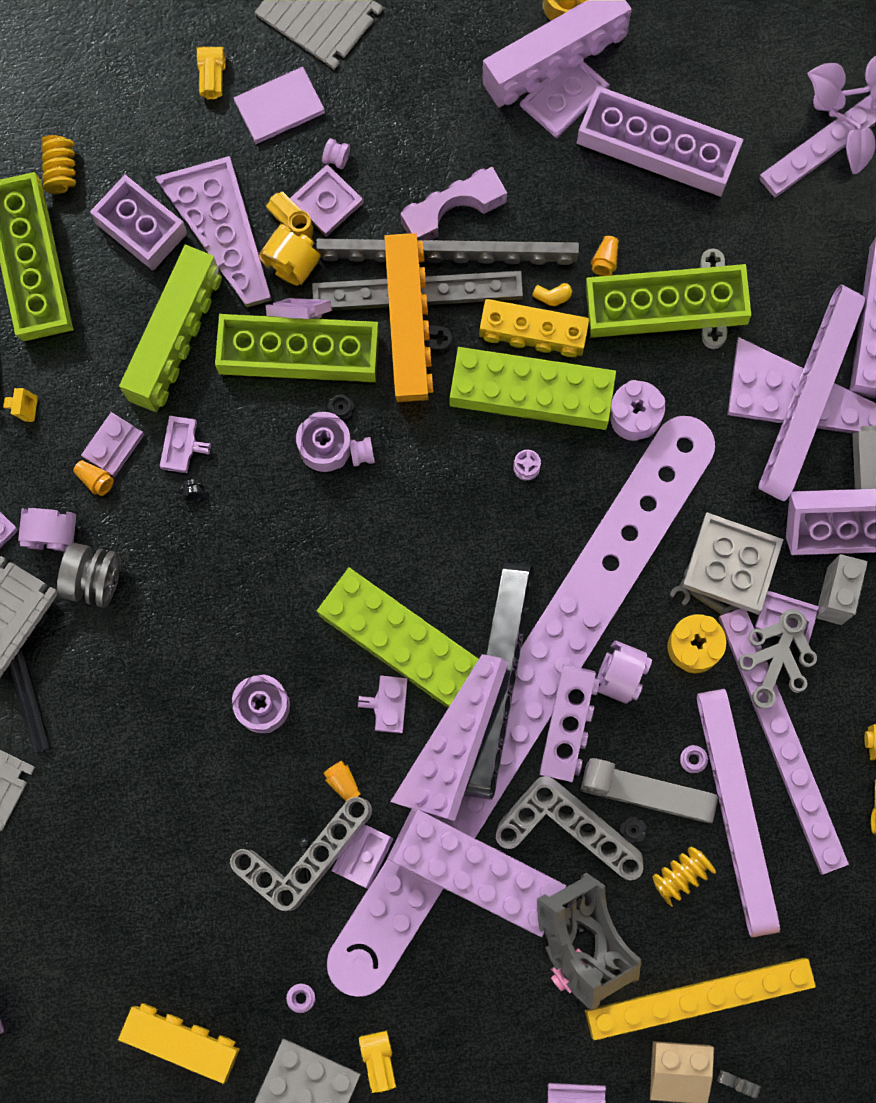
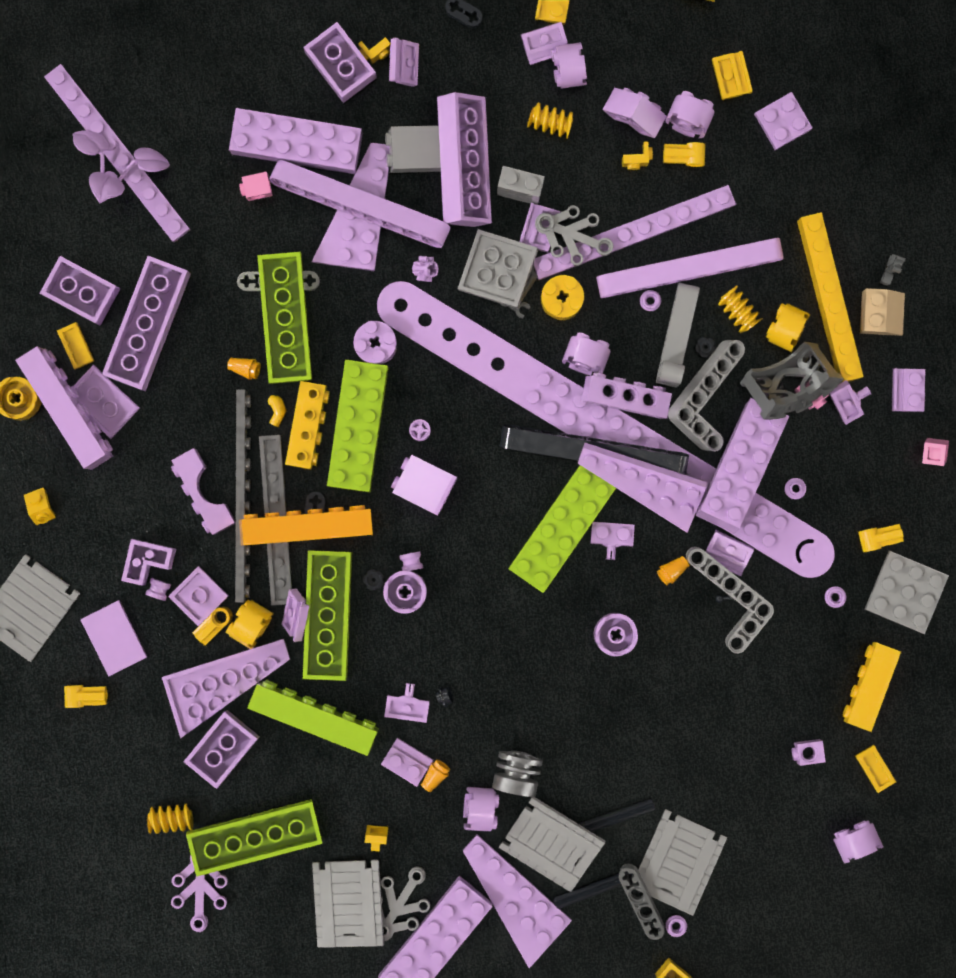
camera: 90 degrees left, 10 degrees up
(70, 1047) = (875, 768): none -> yellow plate
(88, 966) = (817, 756): none -> lavender brick
(374, 134) = (142, 556): none -> lavender brick
(438, 21) = (38, 506): none -> yellow bracket
(455, 946) = (788, 488): none -> lavender plate
(456, 468) = (424, 484): none -> lavender slope
(561, 1019) = (848, 401): none -> lavender plate
(632, 64) = (75, 345): none -> yellow plate
(660, 938) = (788, 327): none -> yellow brick
(698, 66) = (80, 290): none -> lavender brick
(731, 473) = (425, 268): none -> lavender gear
(830, 271) = (256, 186): none -> bright pink brick

